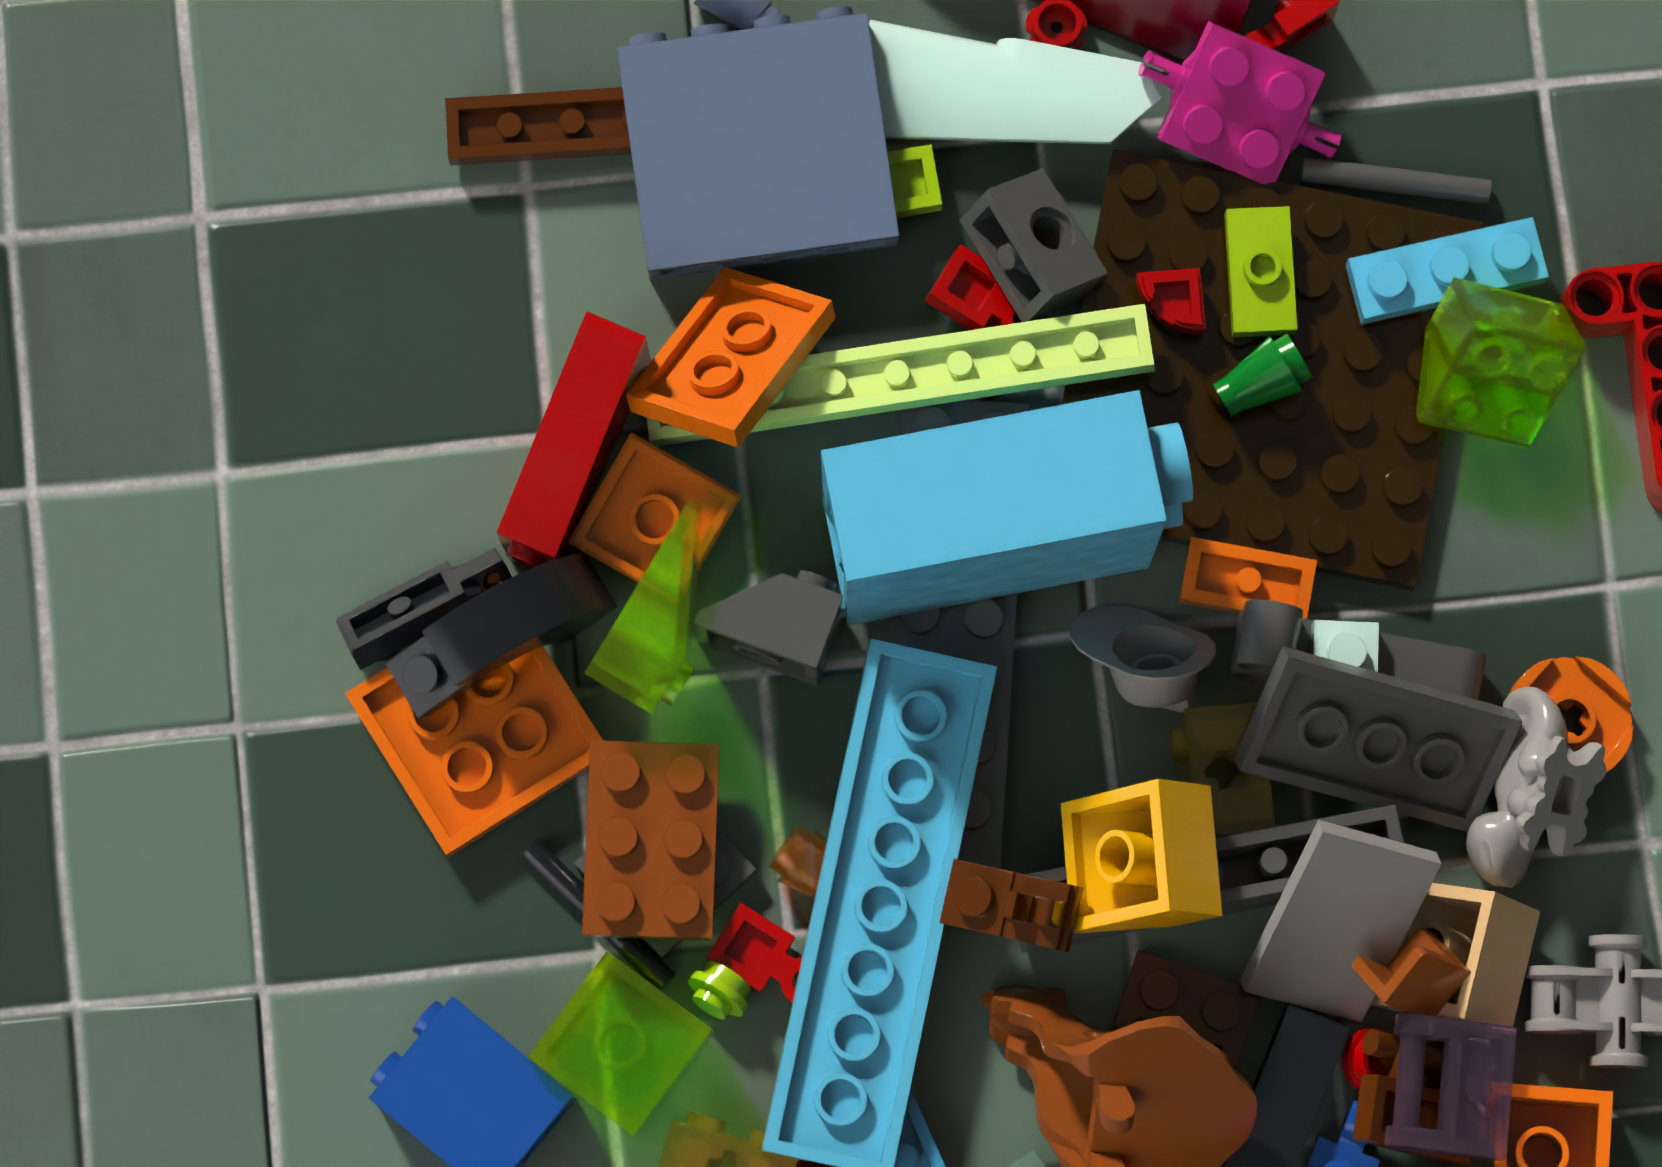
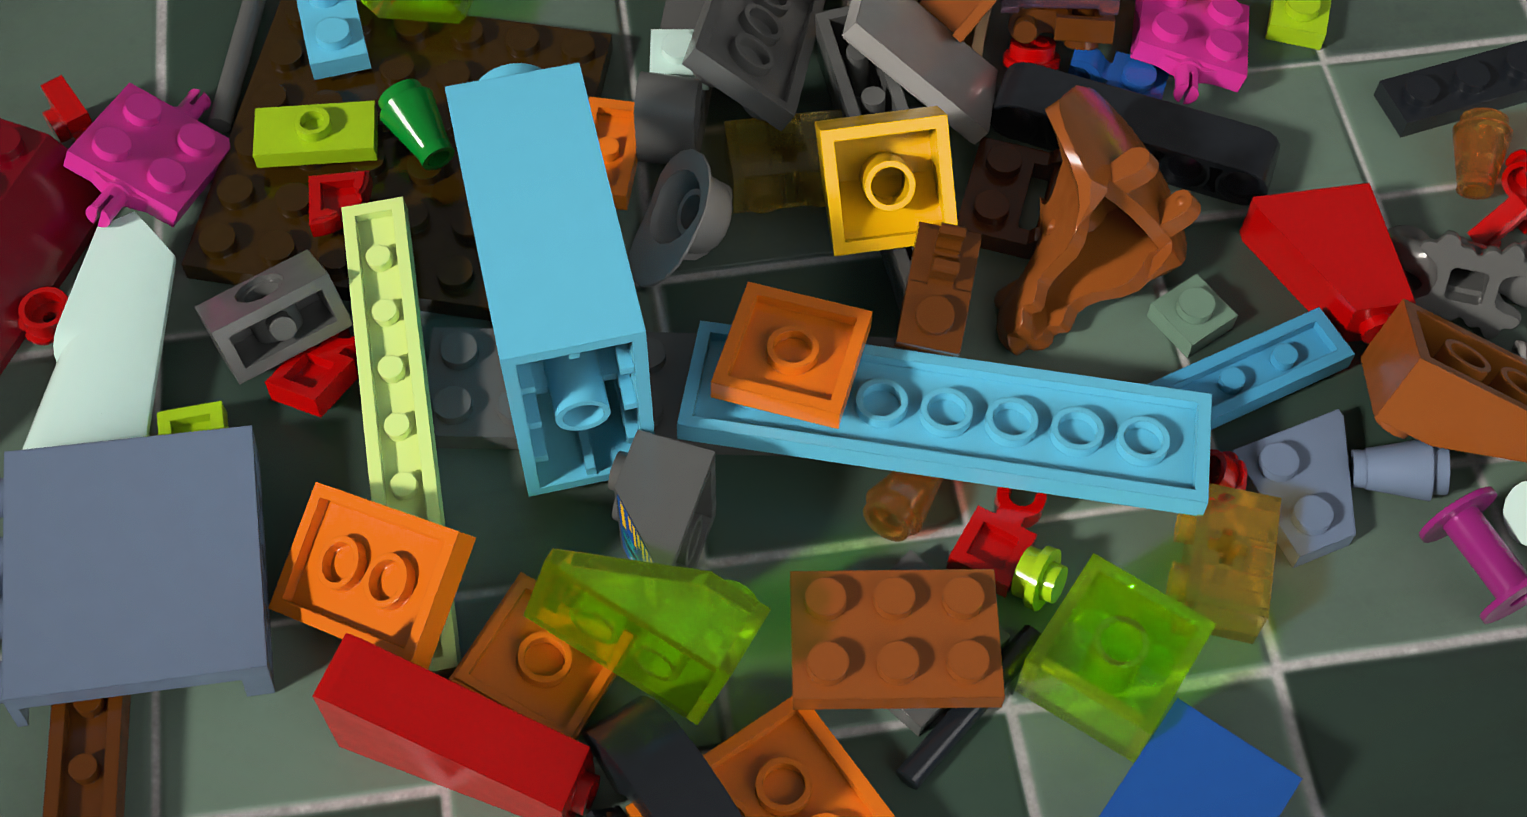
camera: 95 degrees left, 20 degrees down
(936, 751) = (791, 355): none -> orange plate

